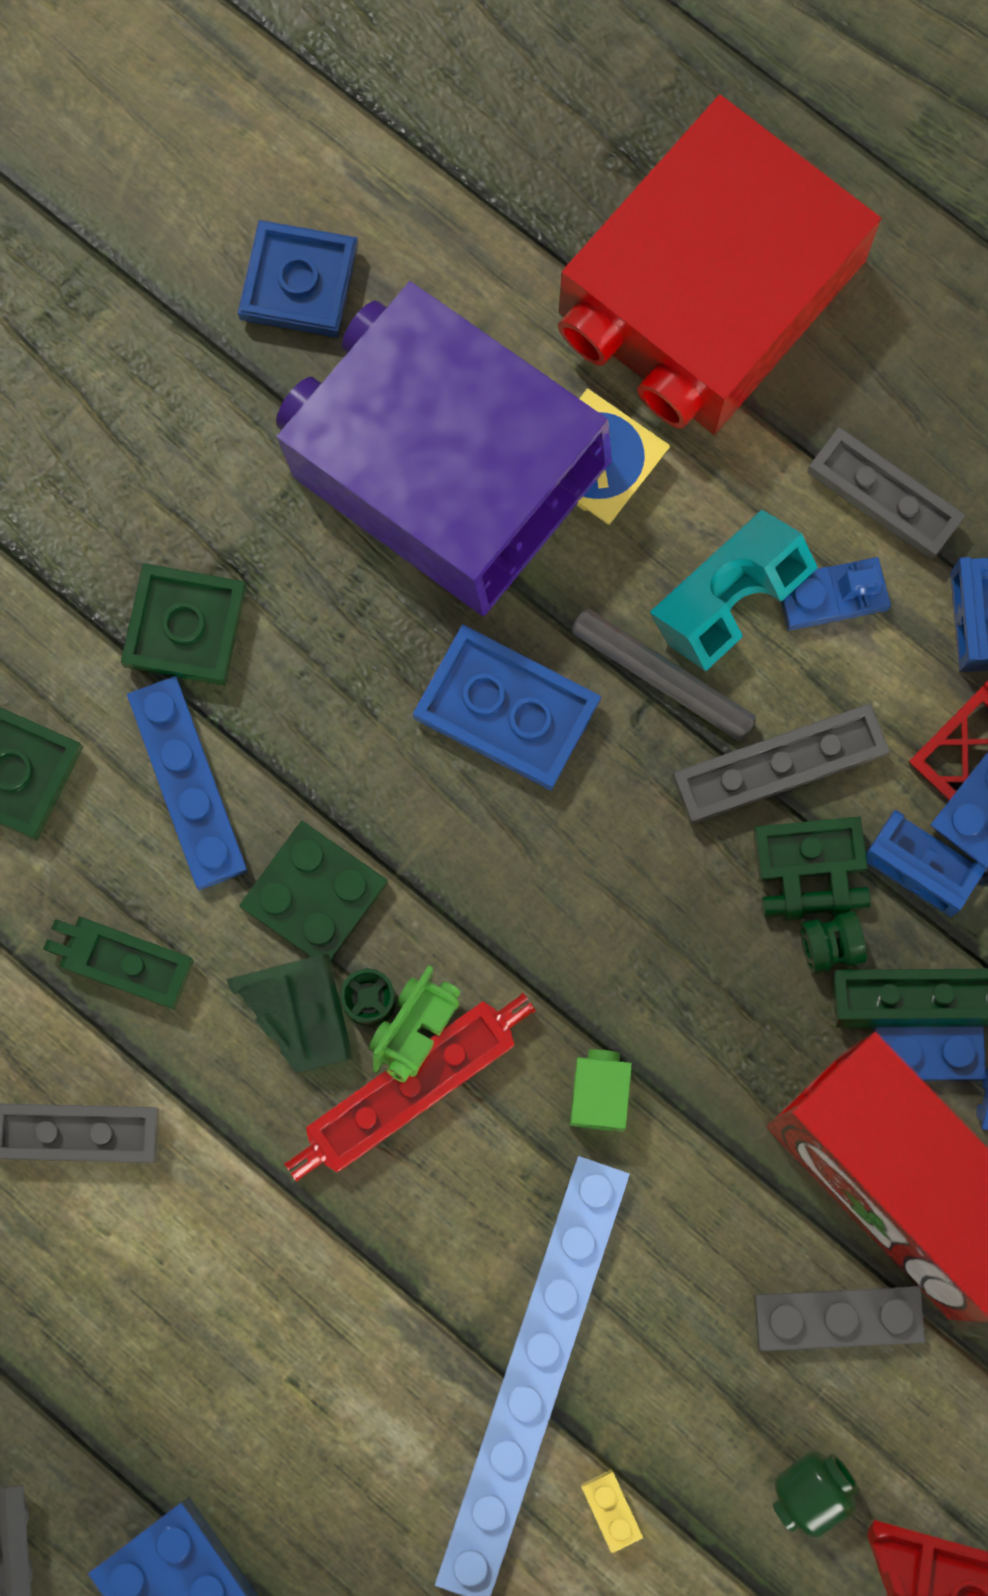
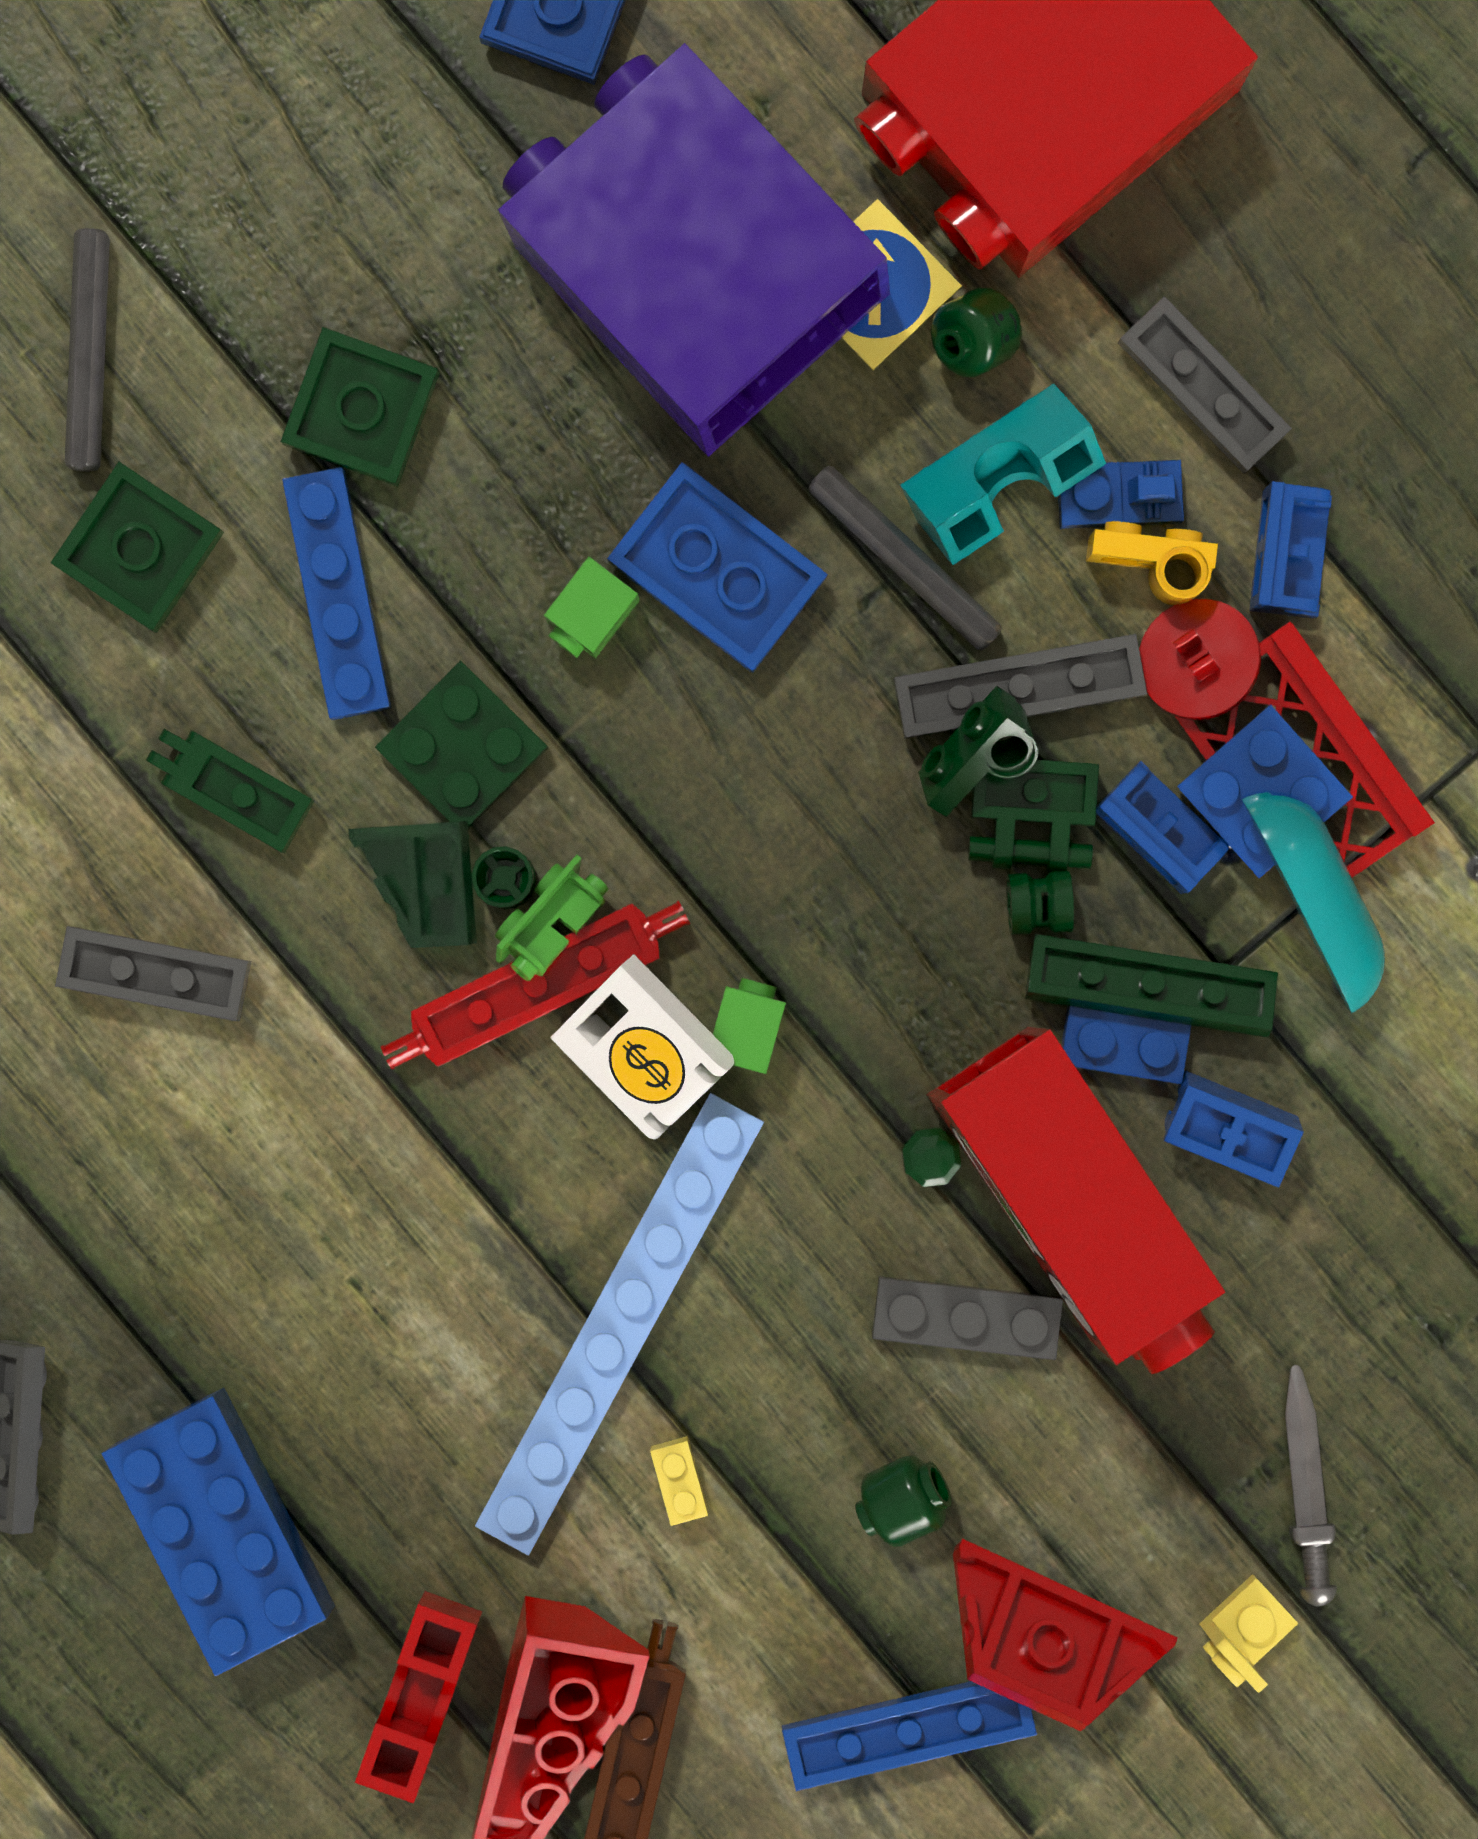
camera: 10 degrees right, 10 degrees up
(405, 758) = (590, 610): none -> bright green brick
(523, 1132) = (653, 1057): none -> white container
(689, 479) = (976, 332): none -> dark green head
(751, 822) = (974, 750): none -> dark green plate
(780, 1180) = (931, 1156): none -> dark green tile
(847, 634) = (1125, 546): none -> yellow plate
(928, 716) = (1200, 659): none -> red piece

